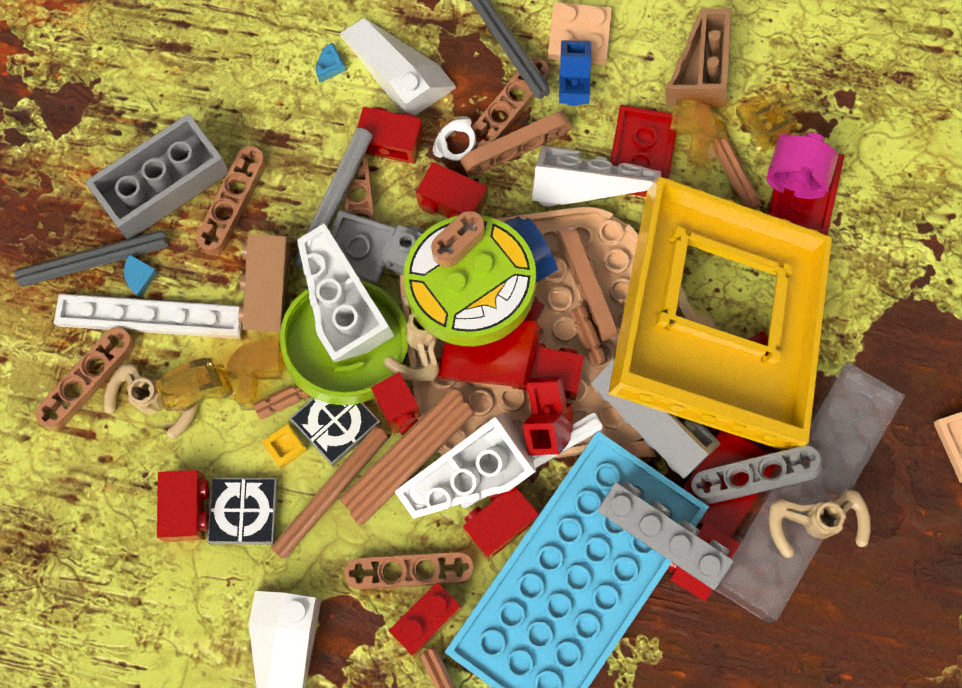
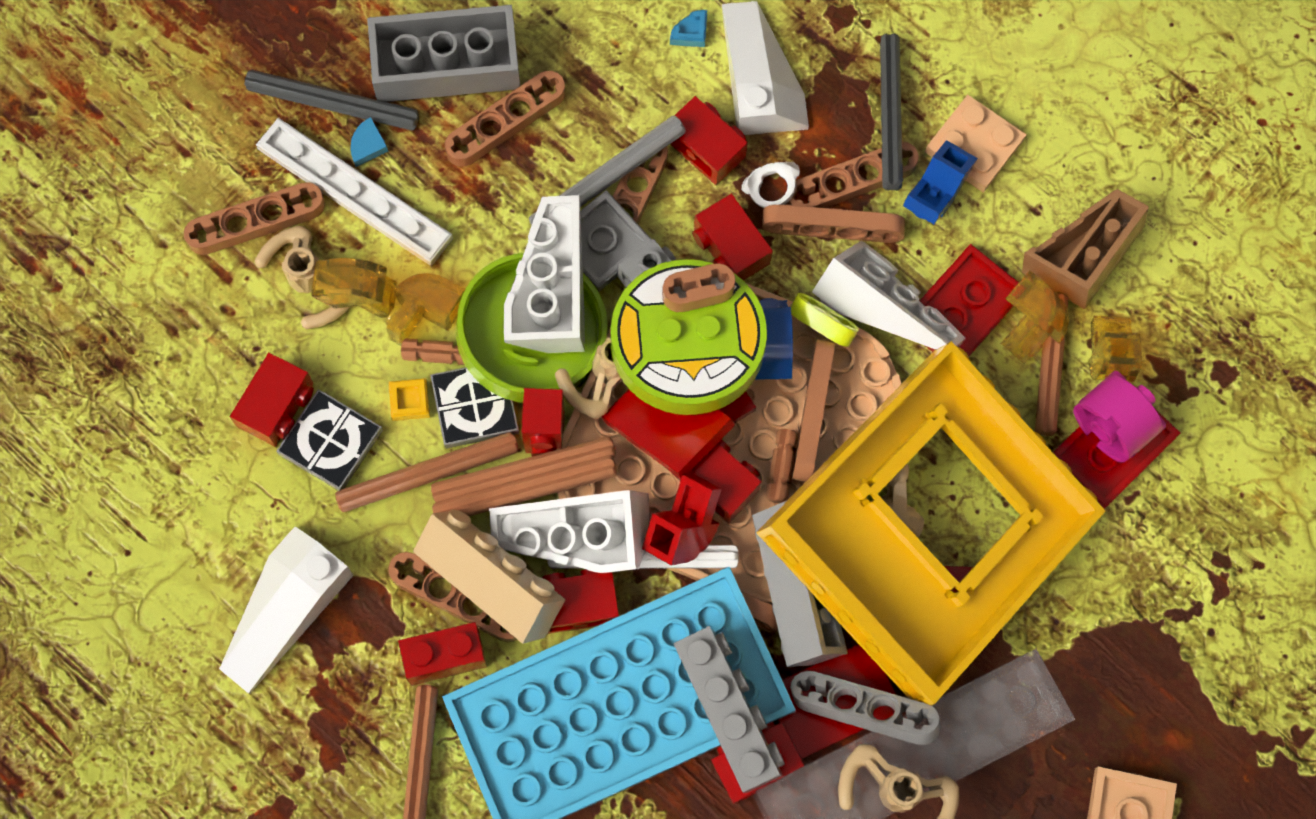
camera: 25 degrees right, 0 degrees up
(265, 281) = (488, 221): medium nougat wedge -> none
(426, 541) = (489, 575): none -> tan brick
(555, 214) = (823, 319): none -> neon yellow beam

